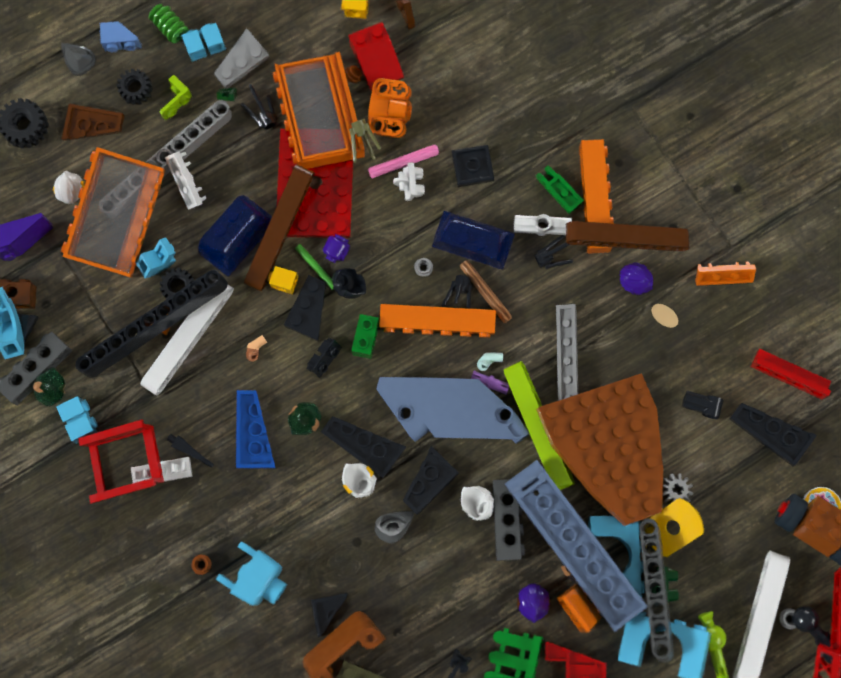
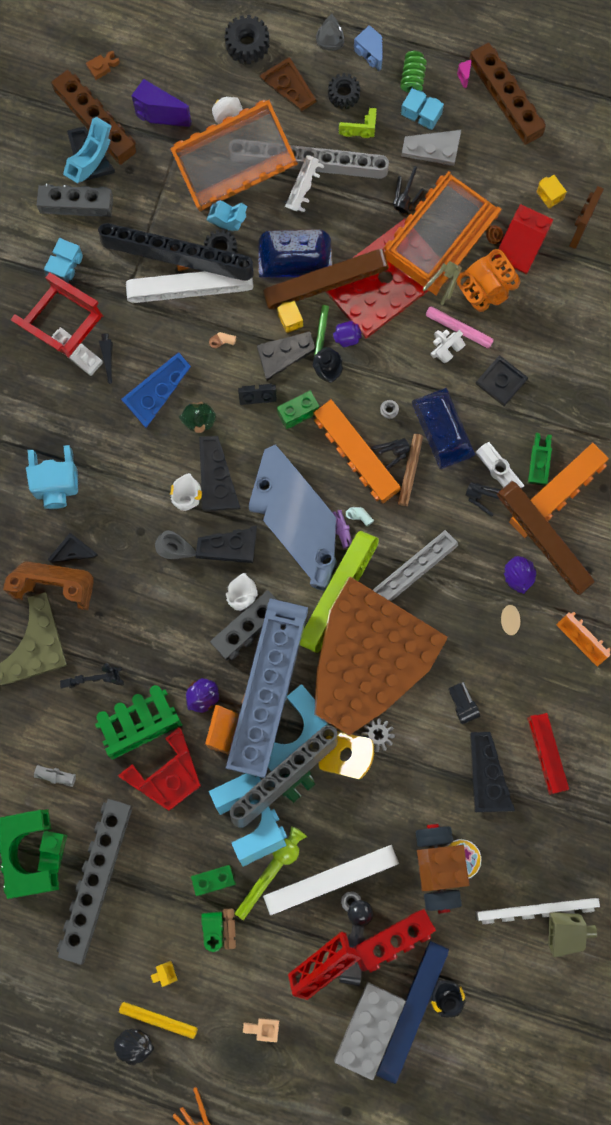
camera: 50 degrees right, 0 degrees up
(49, 388) = (69, 222): clear green hair -> none
(195, 564) = (32, 429): dark orange plate -> none
(227, 94) = (396, 159): dark green tile -> none

